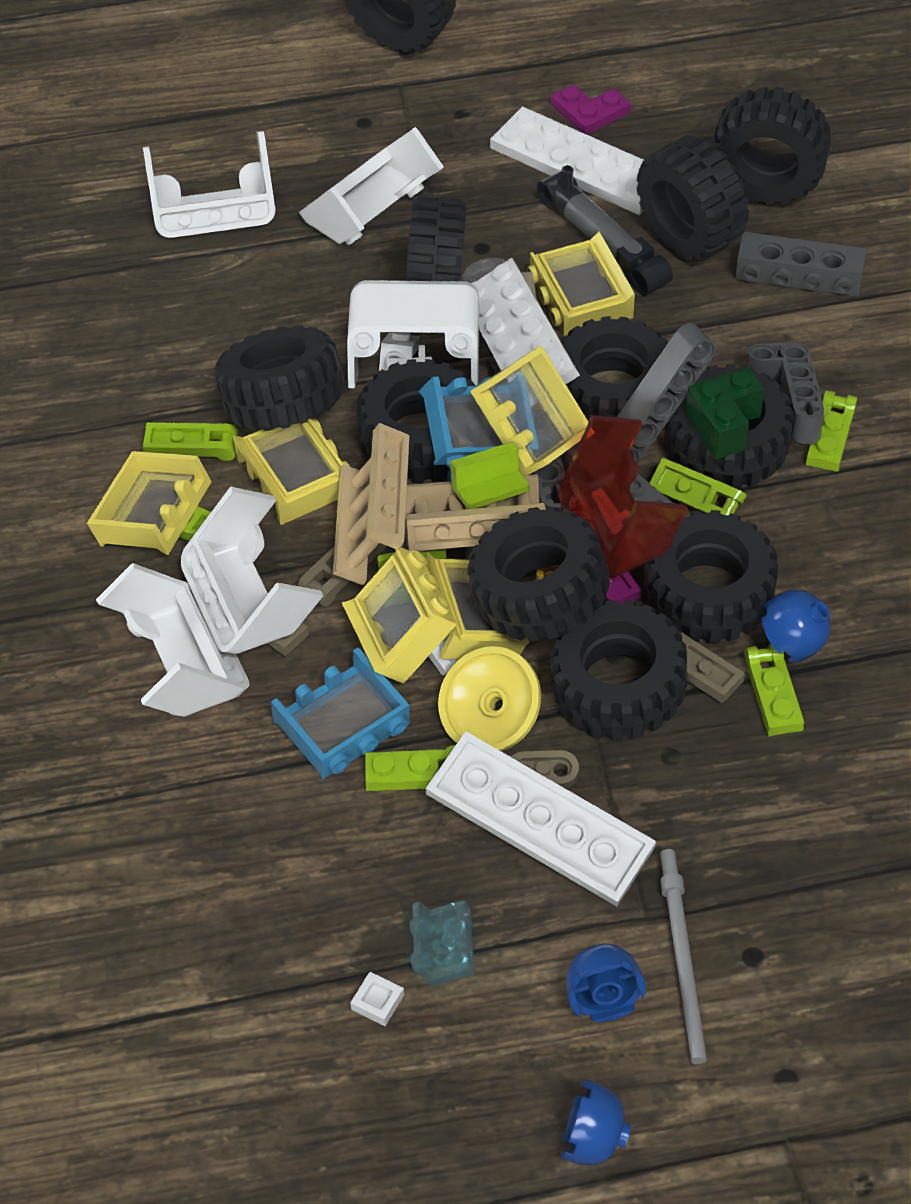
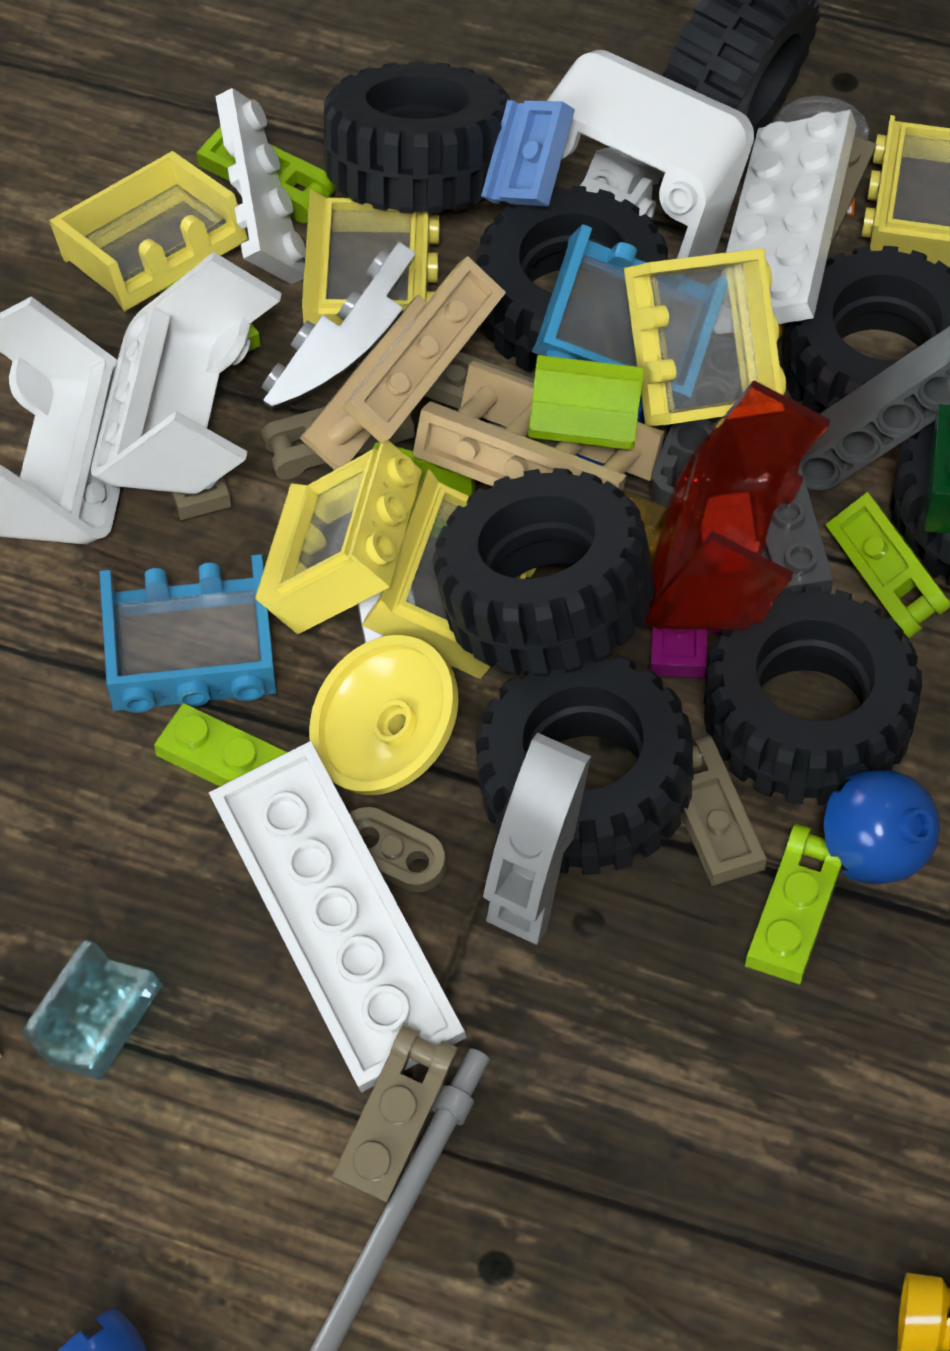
camera: 30 degrees right, 5 degrees up
(194, 435) = (265, 204): none -> white wing
(312, 517) = (331, 350): none -> slope
(360, 355) = (528, 152): none -> medium blue plate
(604, 982) = (253, 1187): blue cylinder -> none
(635, 715) = (534, 837): none -> light grey slope
(649, 905) = (394, 1116): none -> dark tan plate

